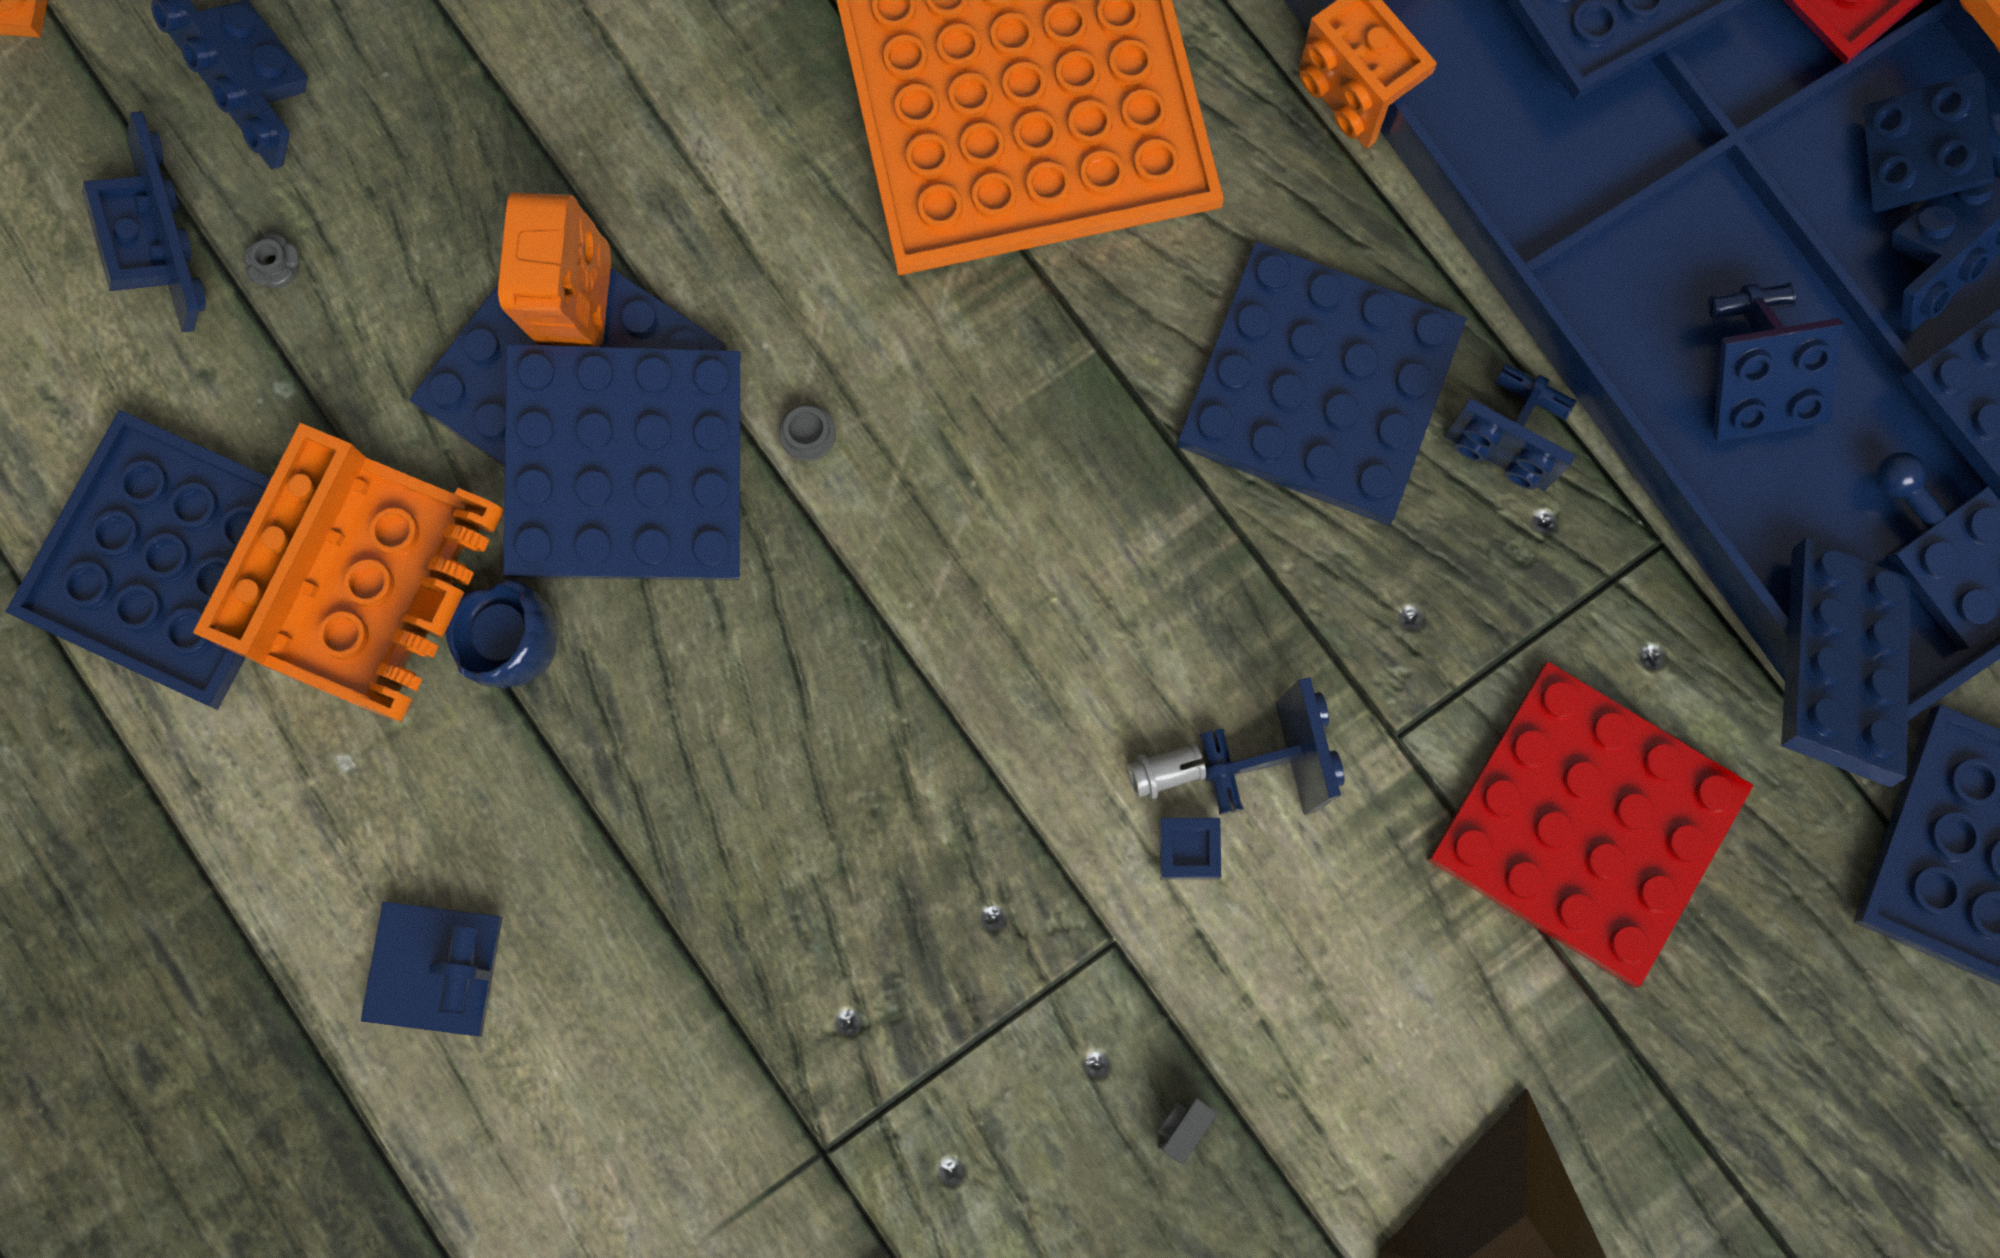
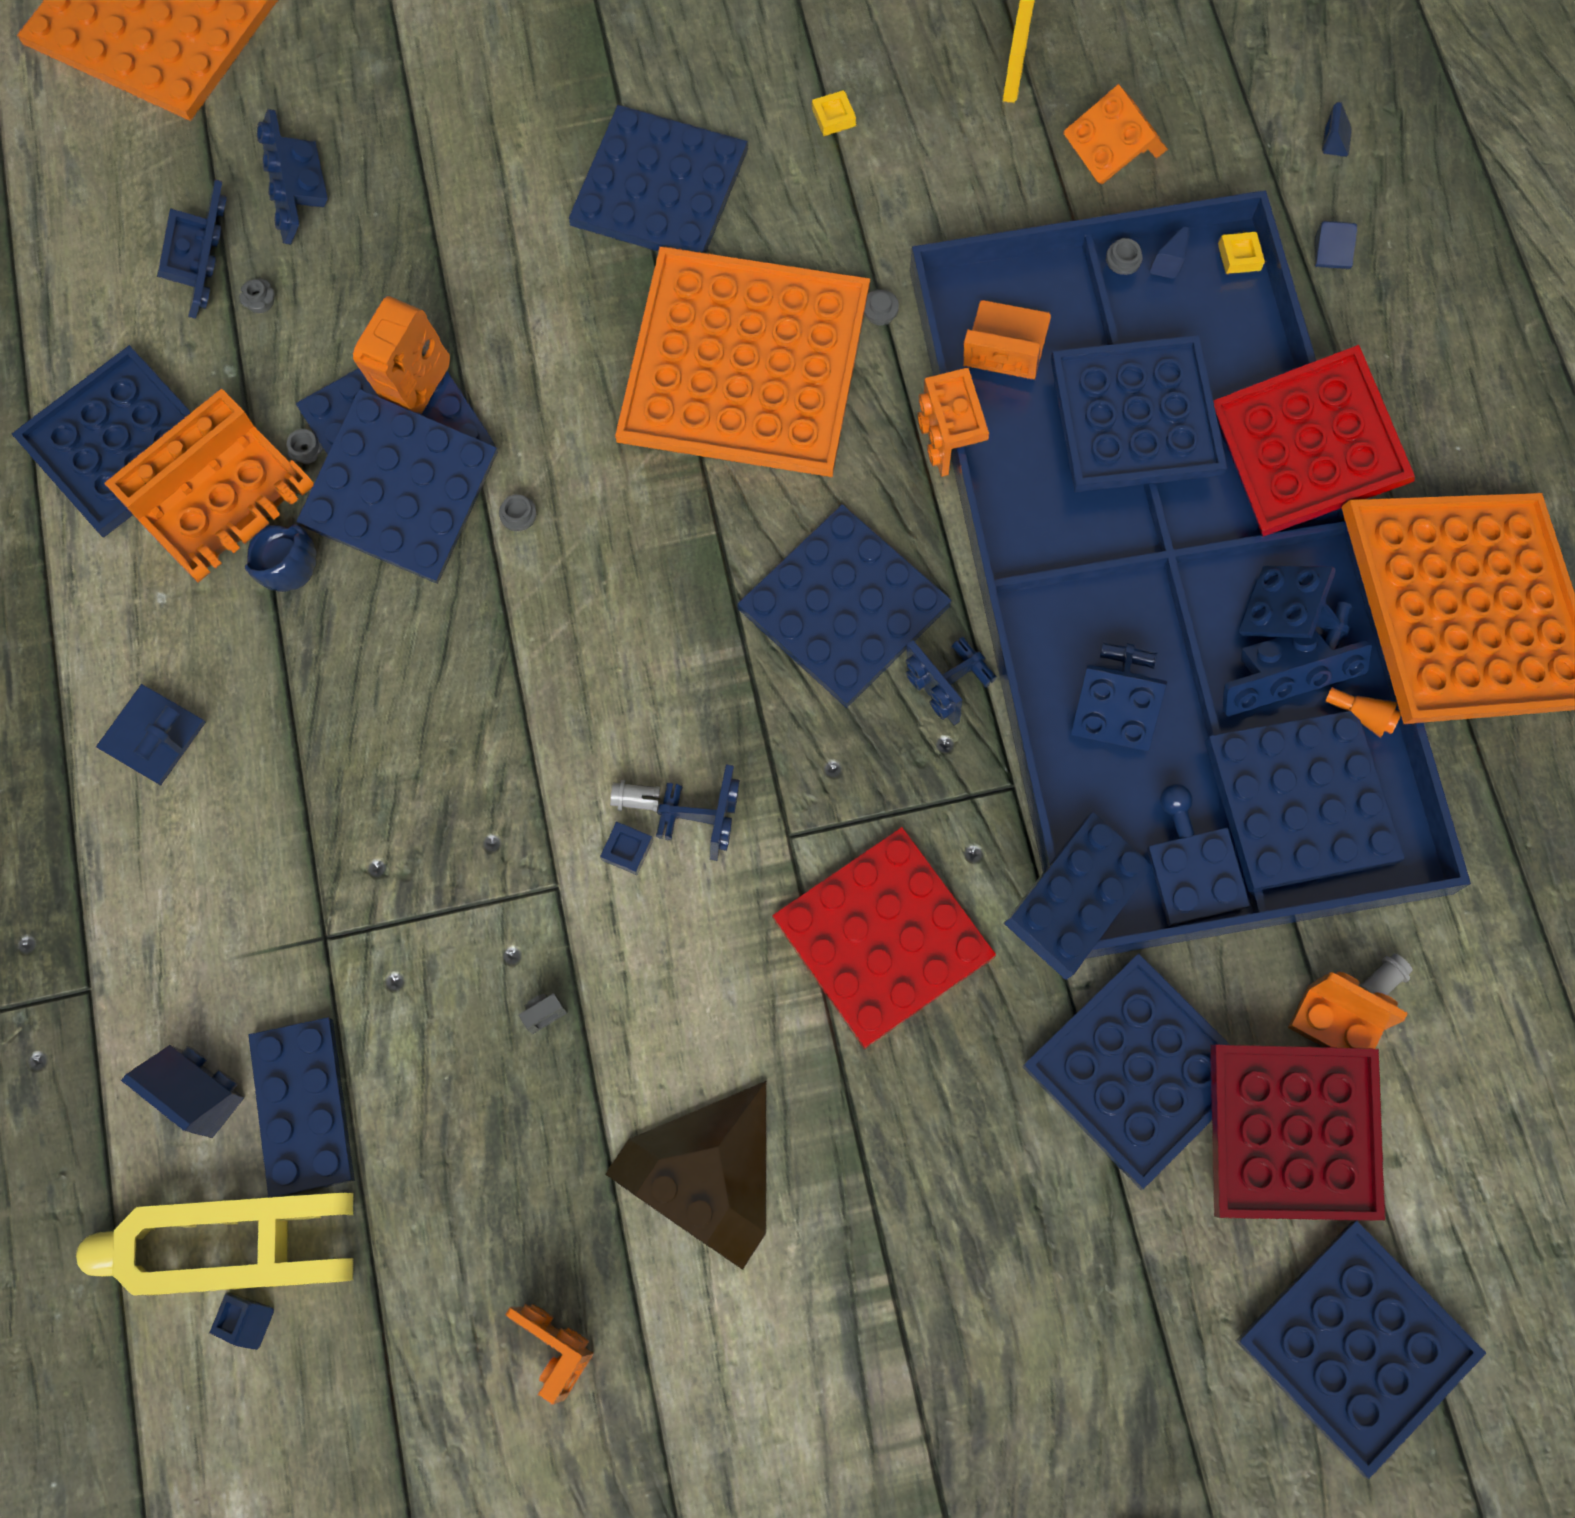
camera: 25 degrees right, 5 degrees down
(443, 447) = (300, 439): none -> dark grey plate

